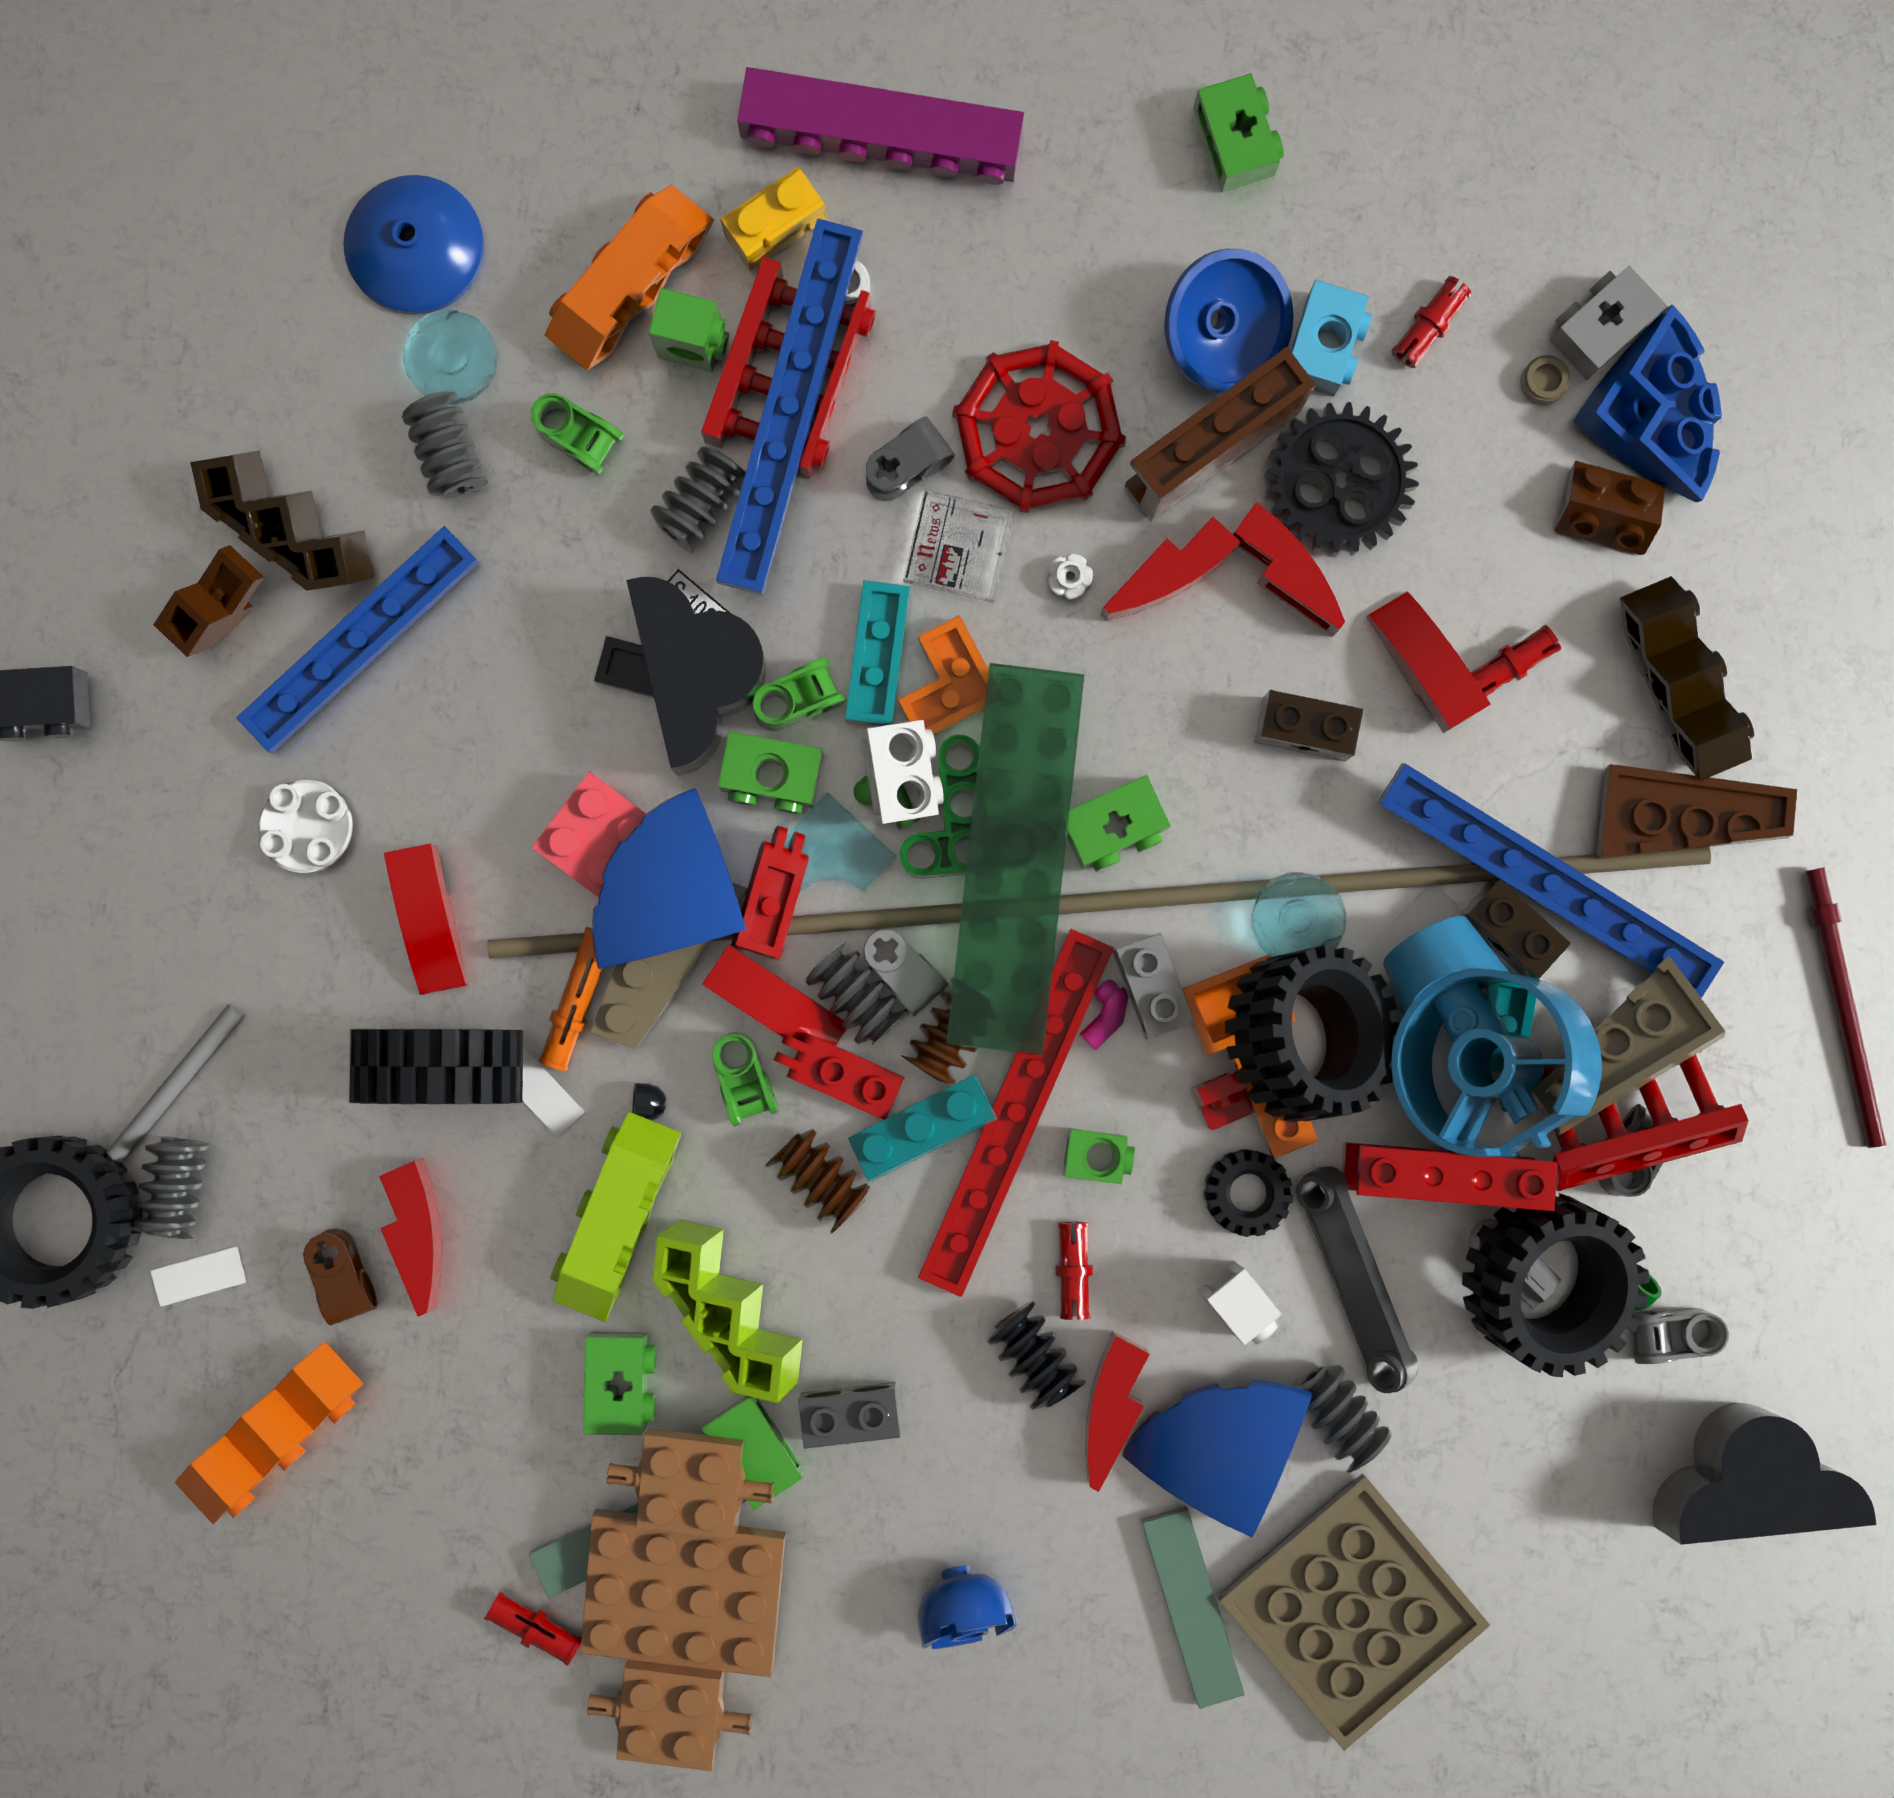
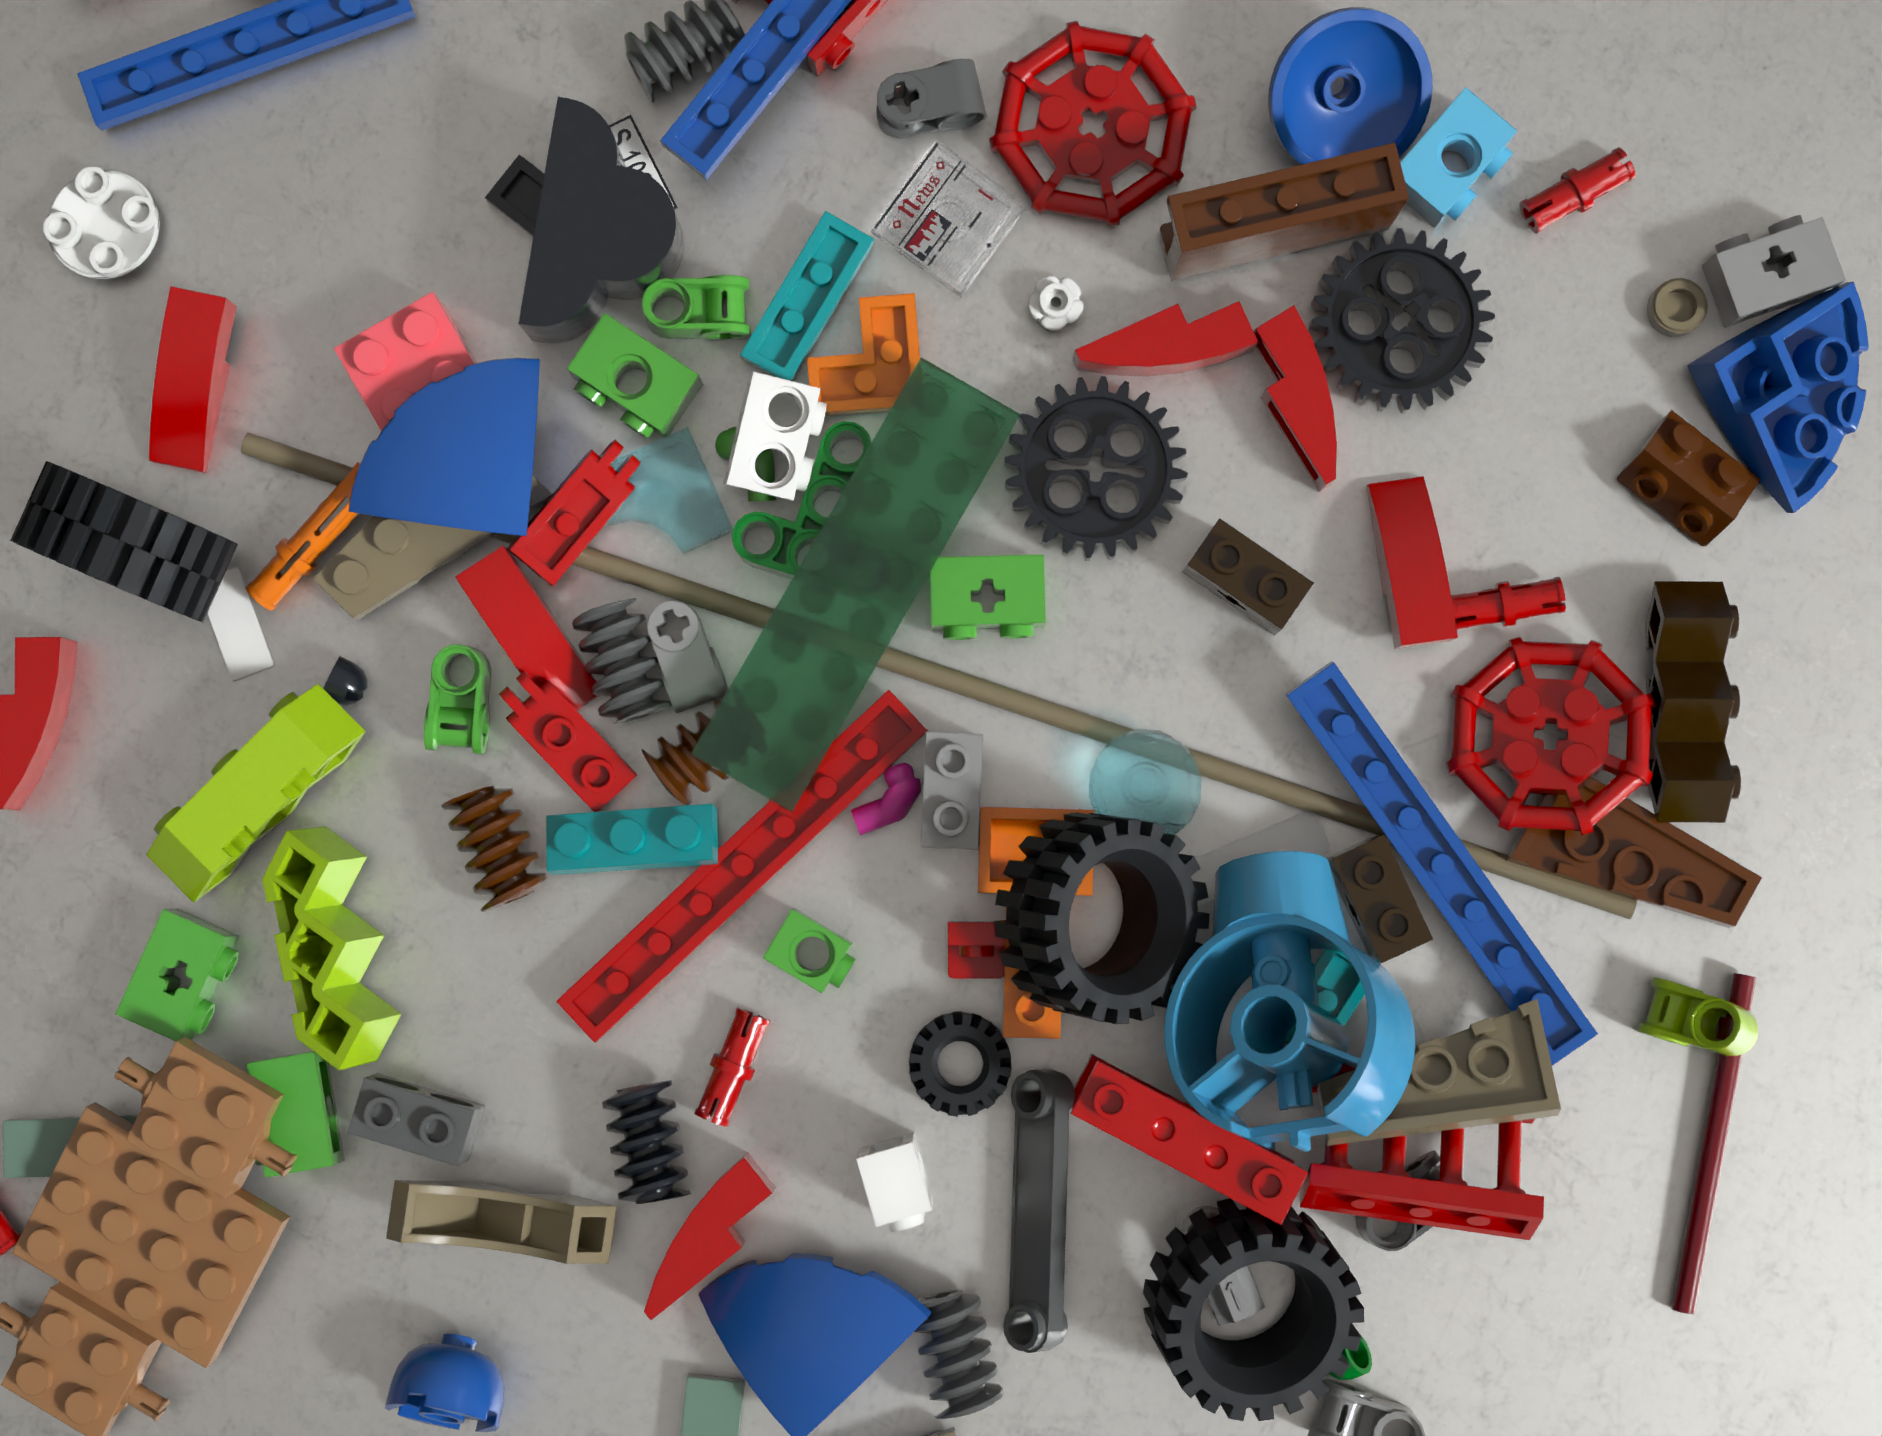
camera: 30 degrees right, 0 degrees up
(951, 1463) = (502, 1219): none -> dark tan arch
(1141, 652) = (1098, 417): none -> black gear
(1603, 724) = (1574, 759): none -> red plate
(1788, 918) = (1690, 1017): none -> lime piece

